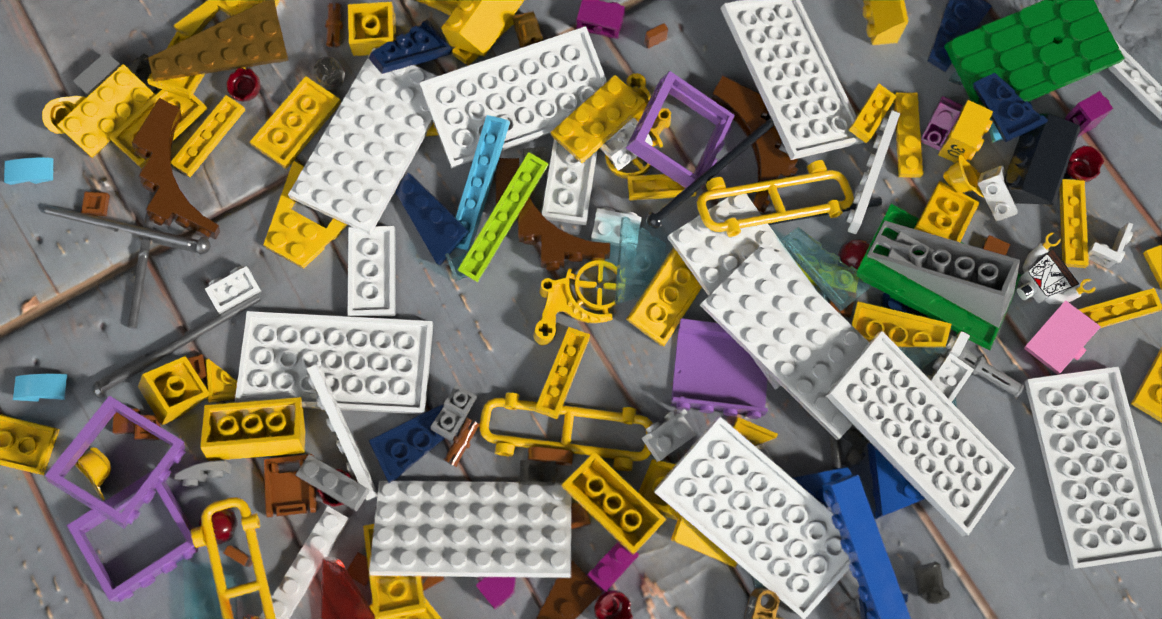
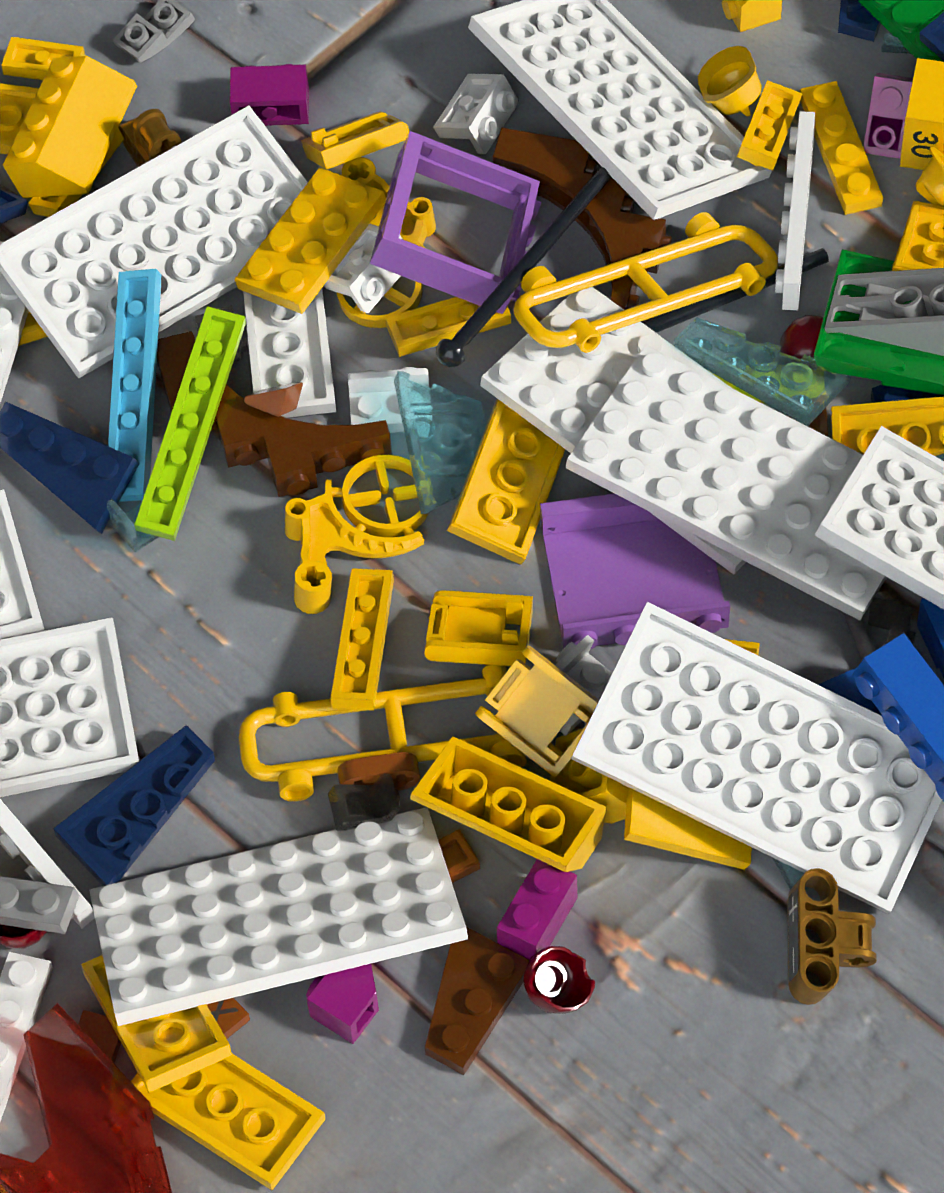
camera: 10 degrees left, 15 degrees down
(453, 413) = (191, 744): light grey slope -> none
(461, 442) = (217, 793): dark orange pin -> none
(553, 213) = (277, 399): none -> dark orange slope
(622, 382) = (473, 625): none -> yellow container
(639, 60) = (354, 139): none -> yellow container
(642, 447) = (535, 707): none -> yellow container
(656, 35) = (372, 97): dark orange tile -> none
(712, 58) = (478, 110): none -> white bracket
(858, 78) = (730, 81): none -> yellow piece

